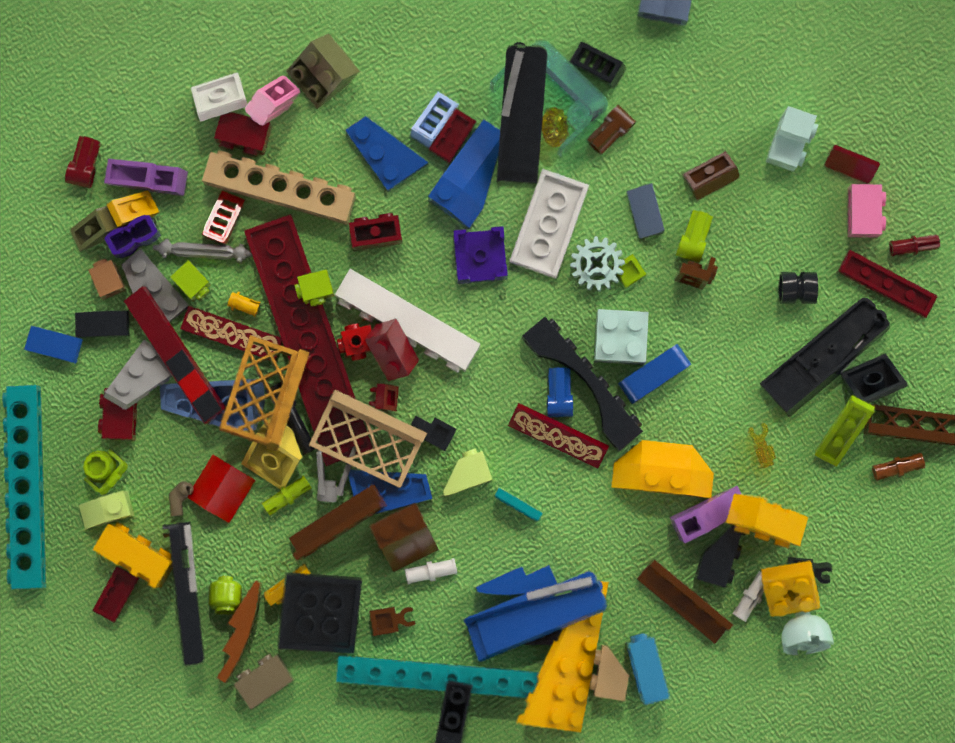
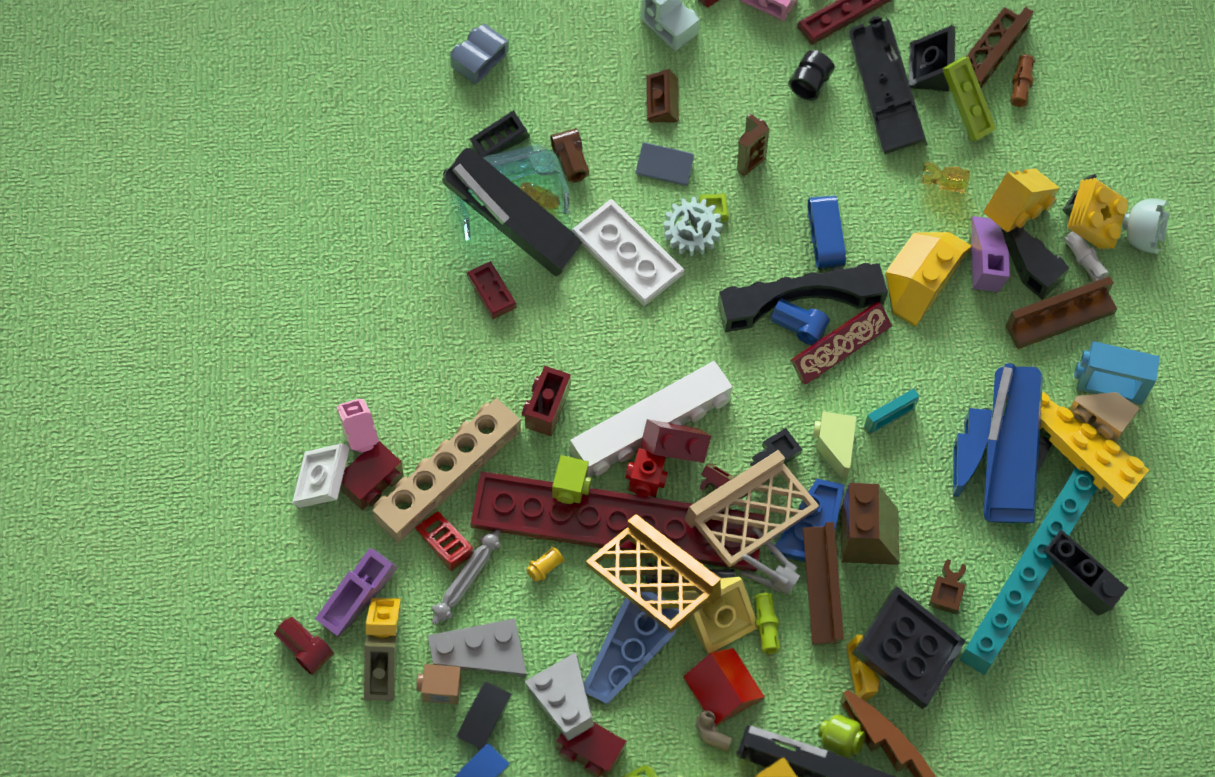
camera: 60 degrees left, 20 degrees down
(138, 233) = (412, 633): dark purple brick -> none
(175, 355) = (561, 652): dark red tile -> none
(191, 281) = (493, 599): lime brick -> none
(225, 331) = (562, 598): tile -> none
(263, 681) = (953, 741): dark tan brick -> none
(322, 70) = (354, 370): olive slope -> none
(384, 153) = (471, 360): blue wing -> none
(420, 128) = (472, 315): light blue slope -> none
(431, 571) = (917, 525): white pin -> none
(466, 181) = (543, 301): blue wedge -> none
(480, 255) = (624, 324): dark purple panel -> none
(621, 337) = (775, 240): light aqua brick -> none
(693, 241) = (718, 140): lime piece -> none

